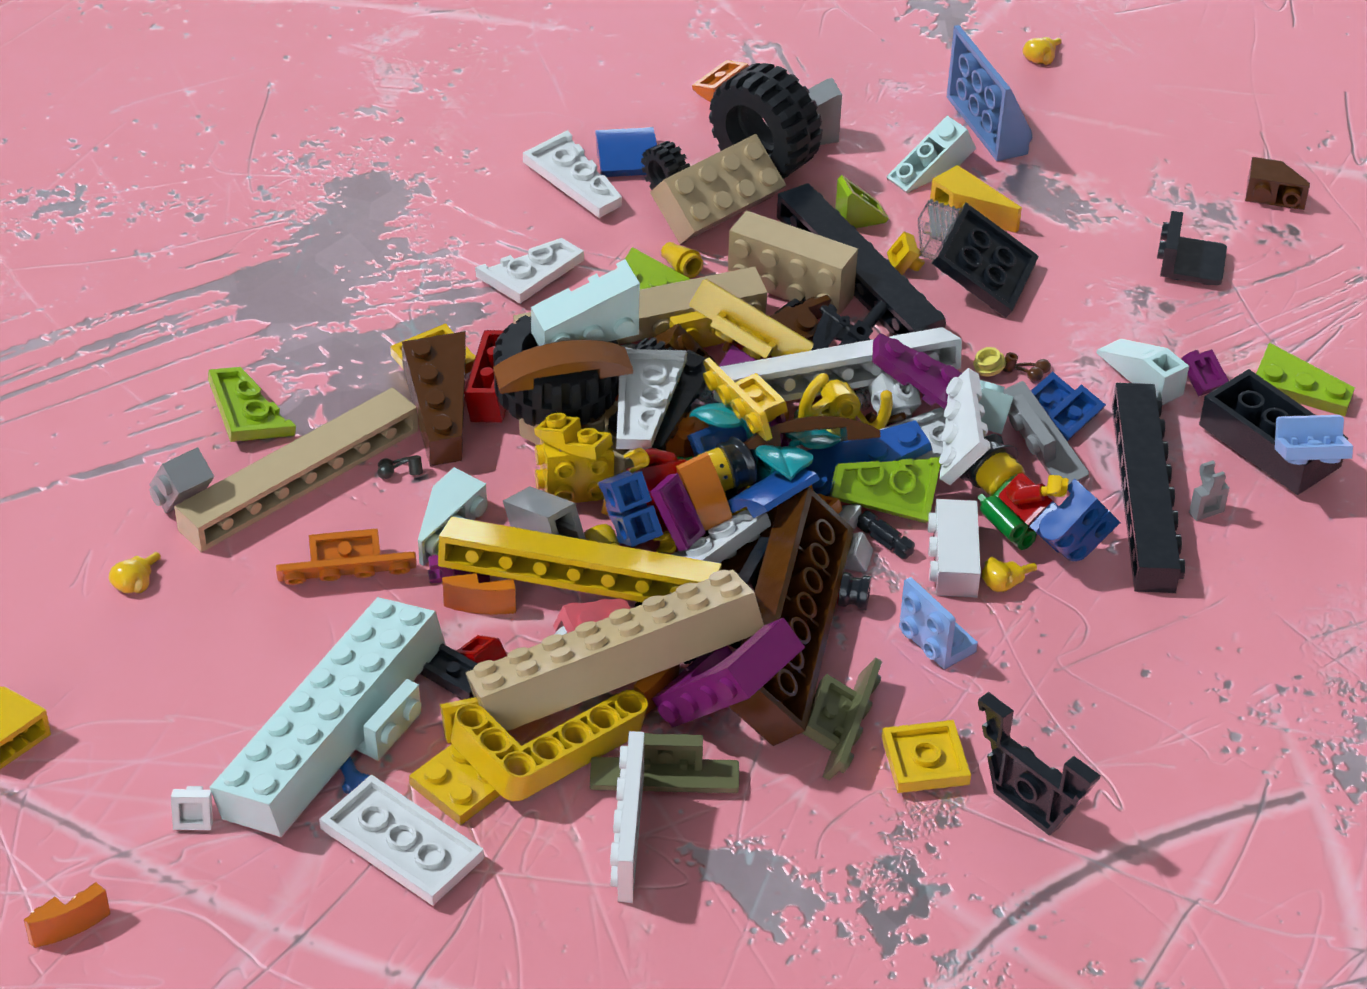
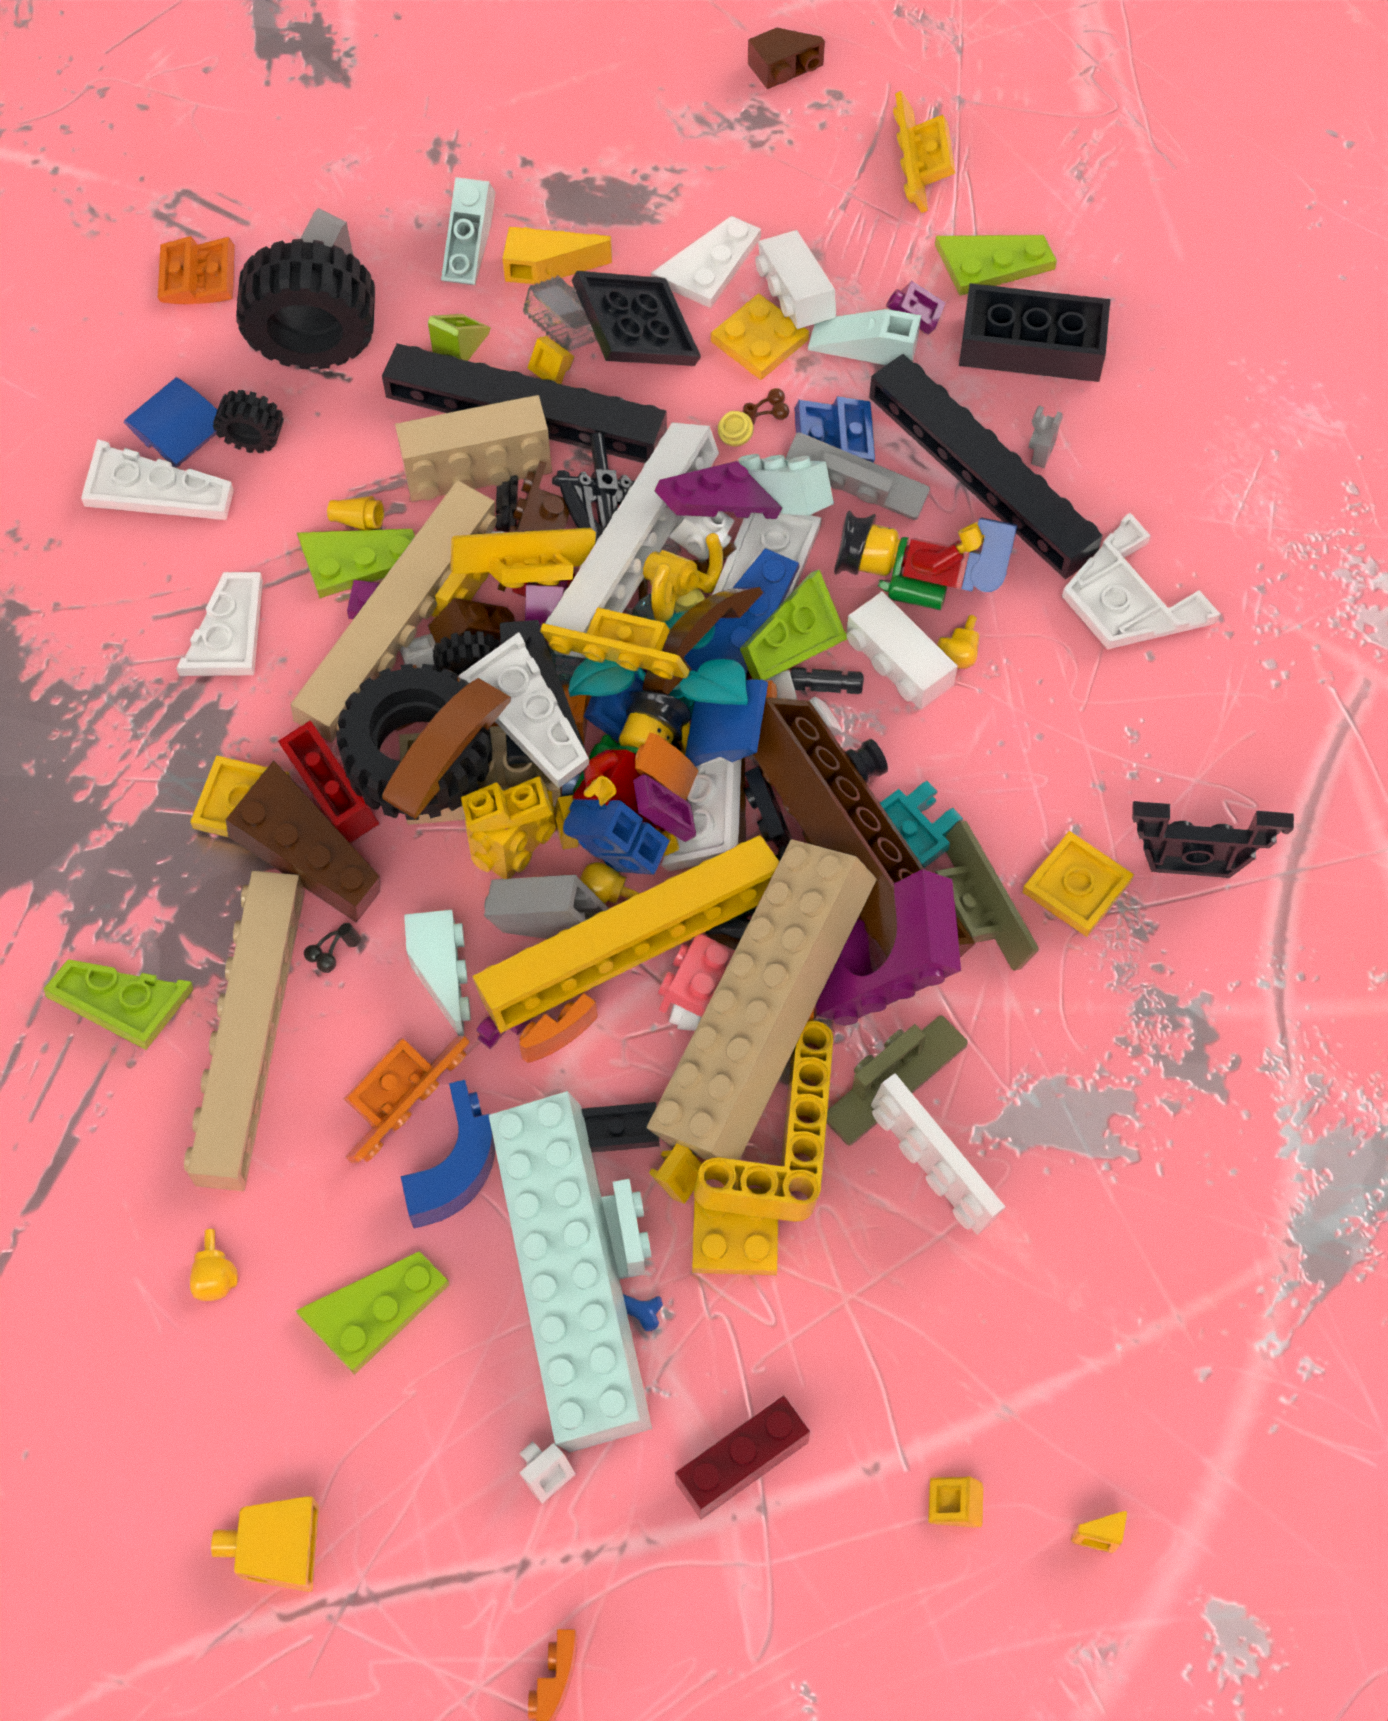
camera: 40 degrees left, 20 degrees up
(180, 479) = (165, 1140): light grey brick -> none
(199, 659) = (374, 1309): none -> lime wing
(314, 890) = (742, 1457): none -> dark red brick
(321, 625) = (460, 1177): none -> blue arch
(402, 839) = (753, 1337): white plate -> none
(483, 649) = (617, 1085): red slope -> none
(597, 311) = (423, 670): light aqua wedge -> none
(717, 188) = (322, 411): tan brick -> none
(842, 651) = (923, 837): none -> teal plate
(933, 627) = (965, 751): light blue bracket -> none
(963, 429) = (817, 529): white wing -> none
(986, 100) = (462, 132): medium blue slope -> none
(1041, 50) = (439, 34): yellow piece -> none
(1070, 326) = (759, 336): none -> yellow plate
(1085, 268) = (710, 262): none -> white wing
(1127, 303) = (796, 279): none -> white brick
(1154, 624) = (1120, 603): none -> white wing
(1188, 257) = (789, 186): black bracket -> none
(1312, 439) = (1099, 327): light blue bracket -> none
(1314, 289) = (925, 150): none -> yellow bracket

